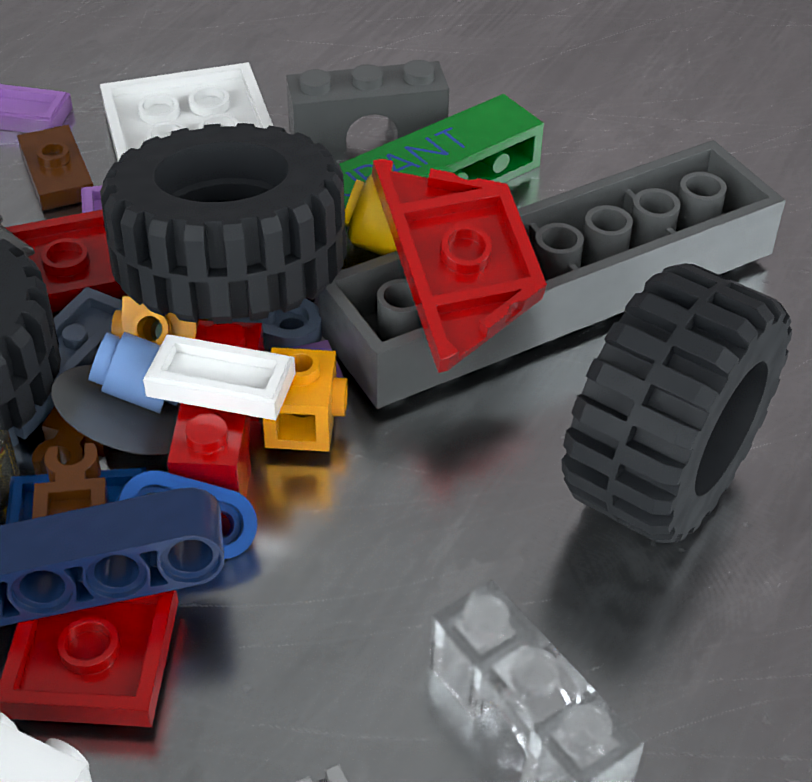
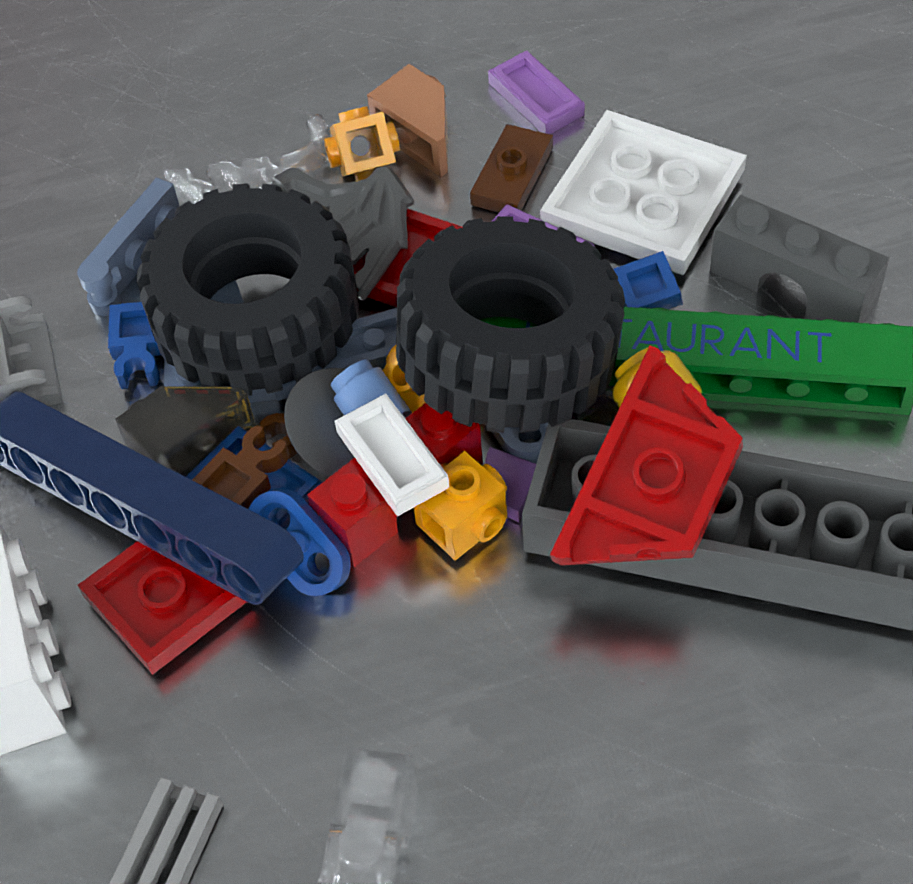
camera: 50 degrees right, 10 degrees up
(675, 401) = (671, 729): black tyre -> none

